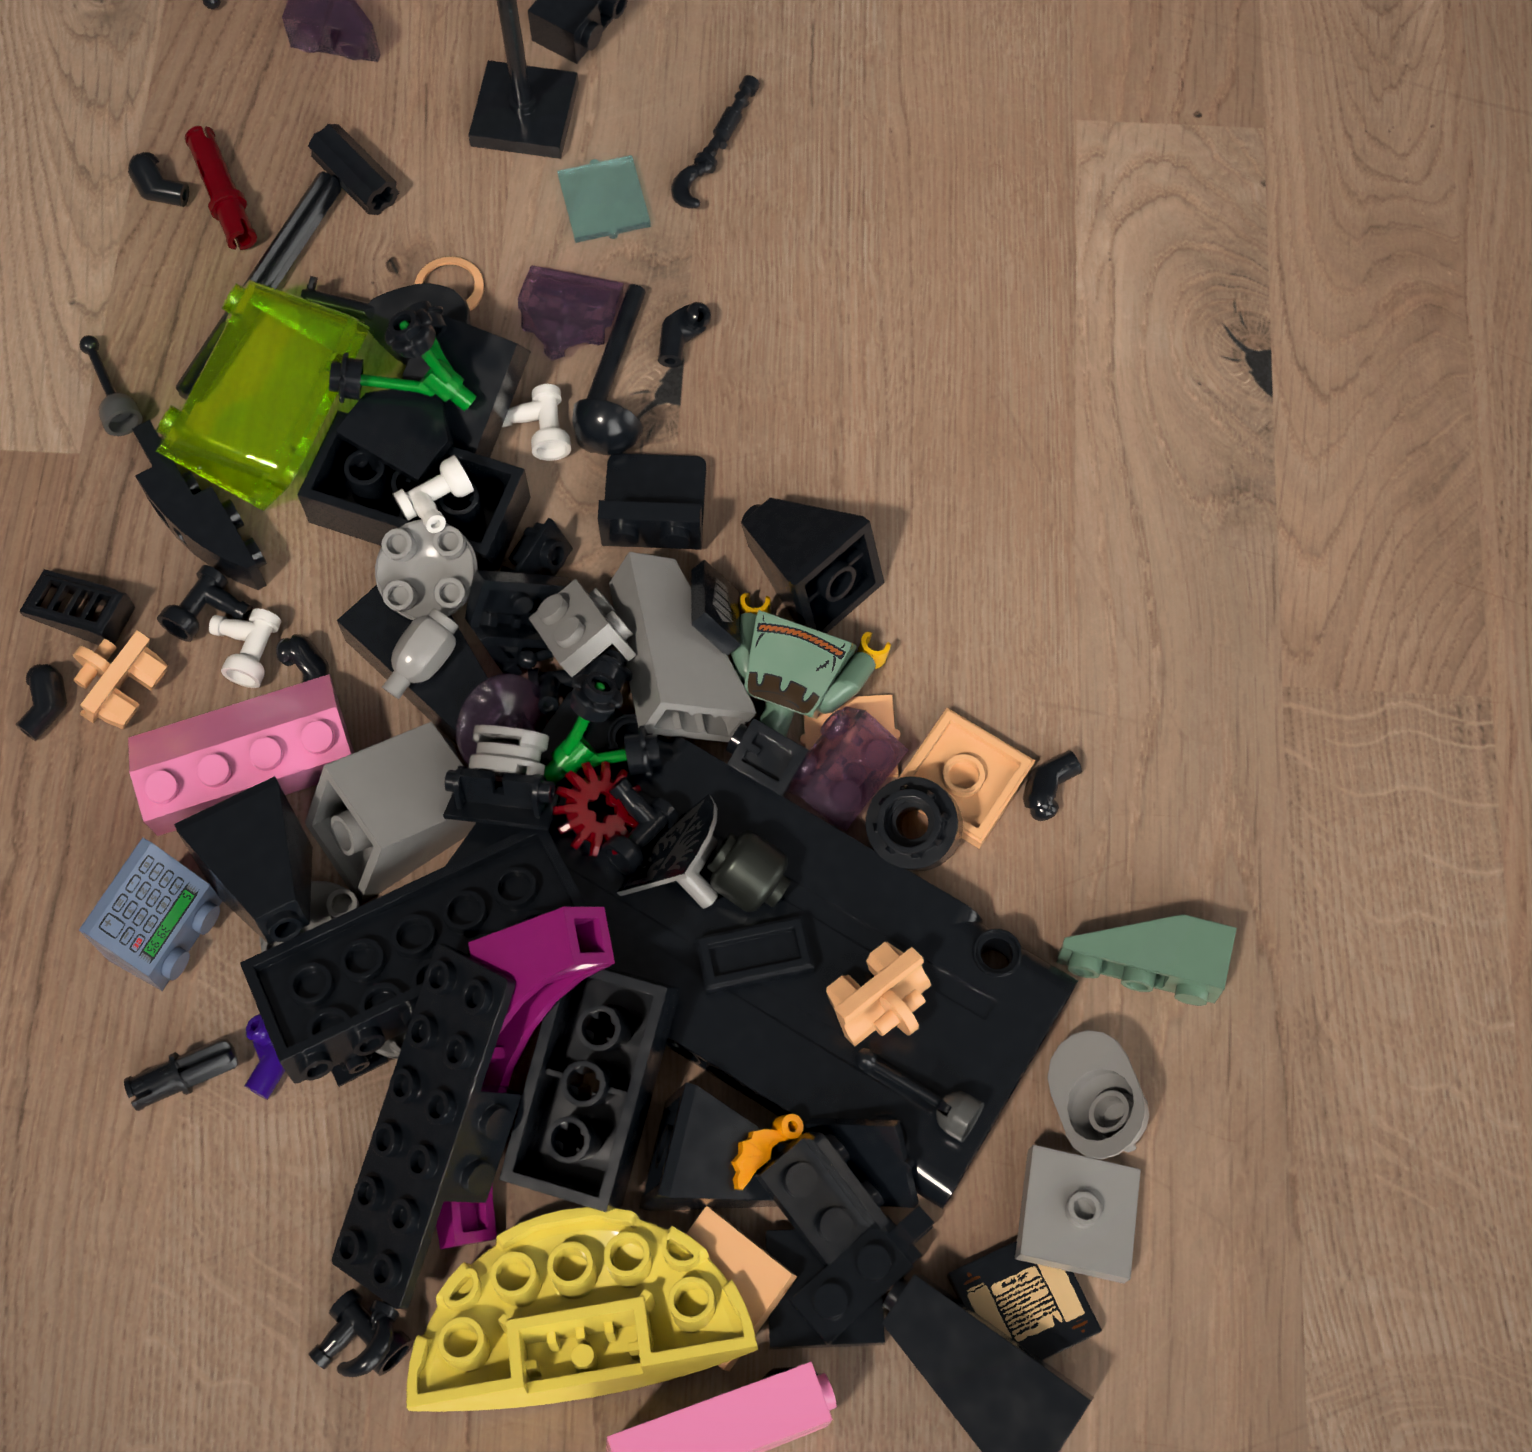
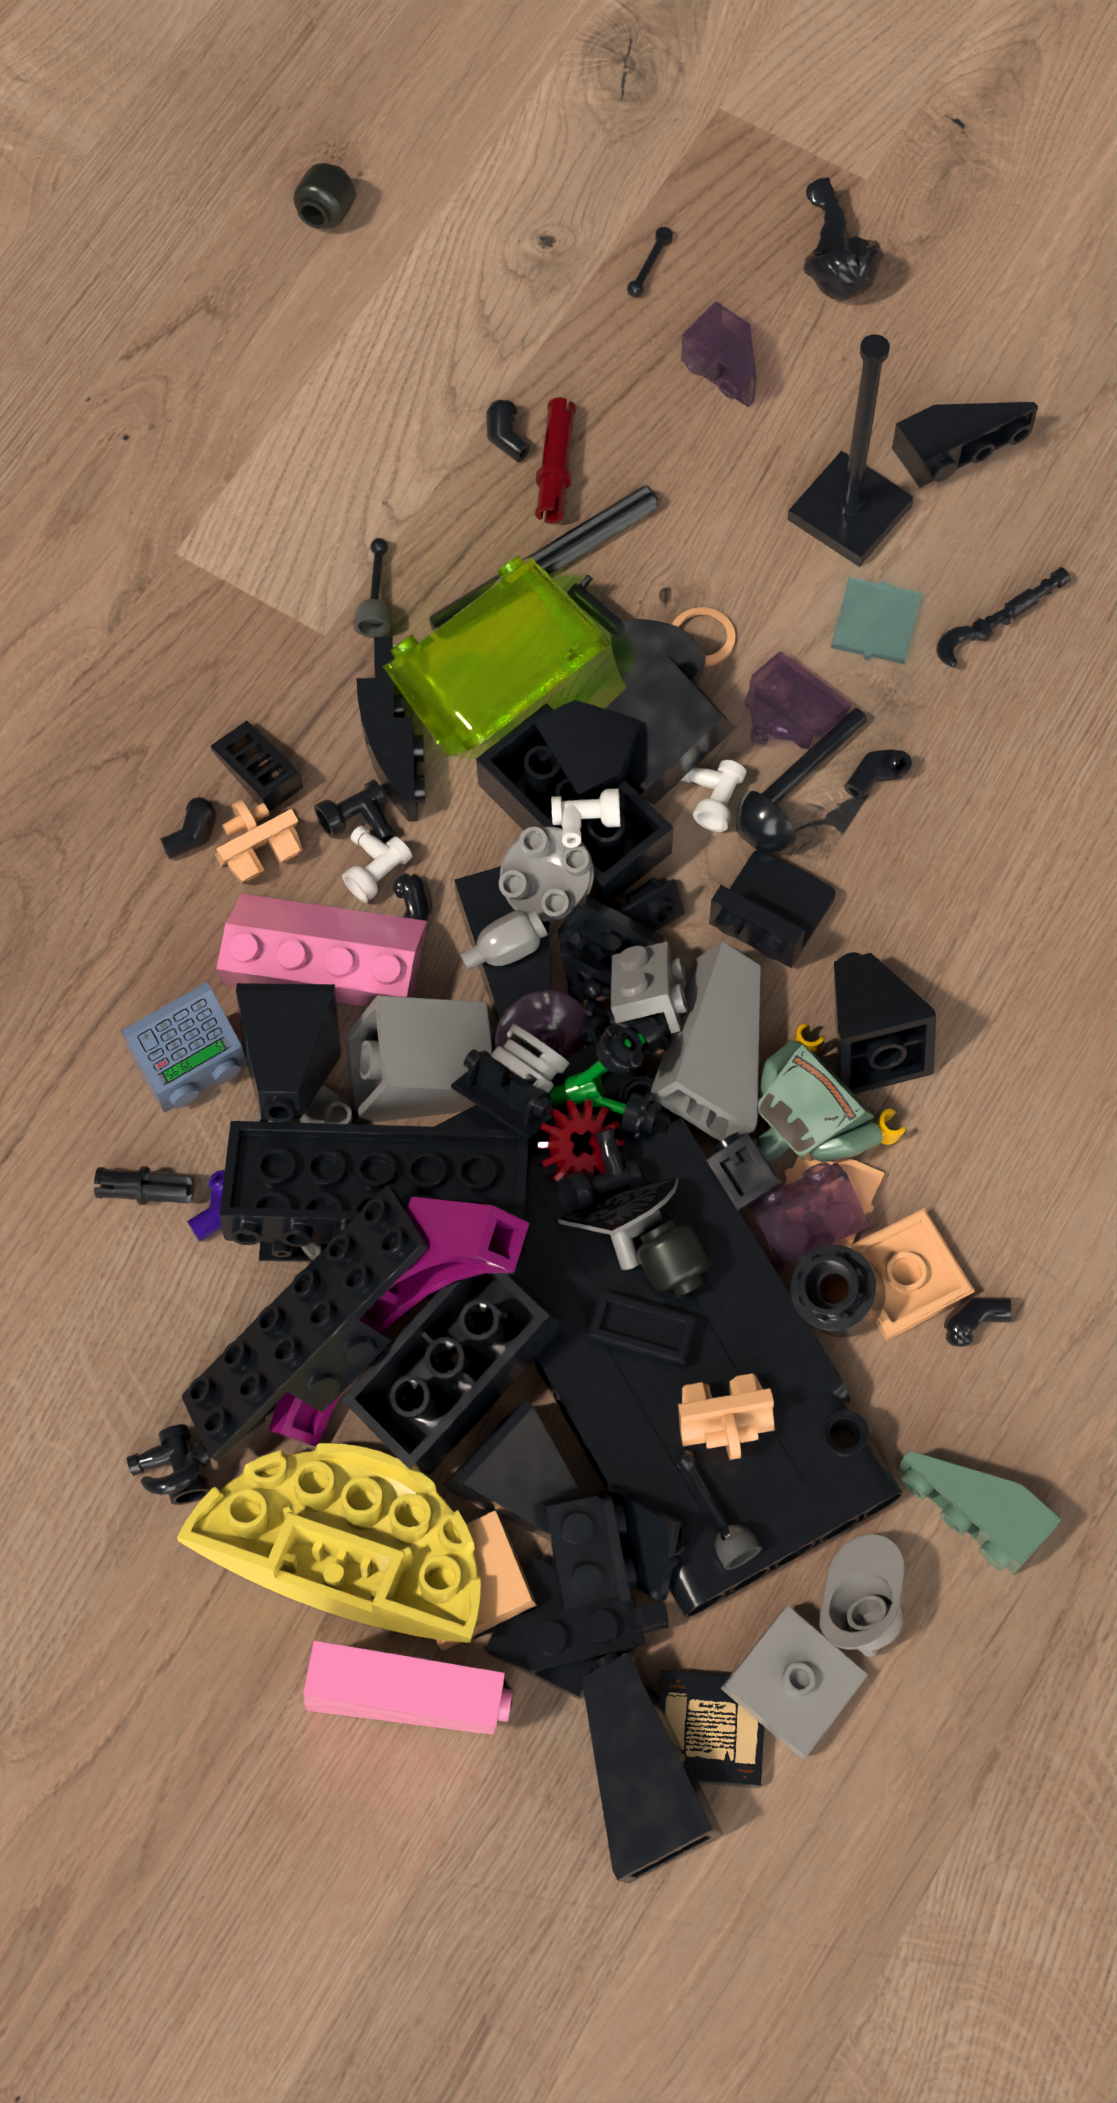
camera: 30 degrees right, 0 degrees up
(355, 168) = (675, 495): black axle -> none
(412, 335) = (629, 673): plant -> none
(715, 608) = (770, 1024): black tile -> none
(758, 1147) = (557, 1484): light orange piece -> none

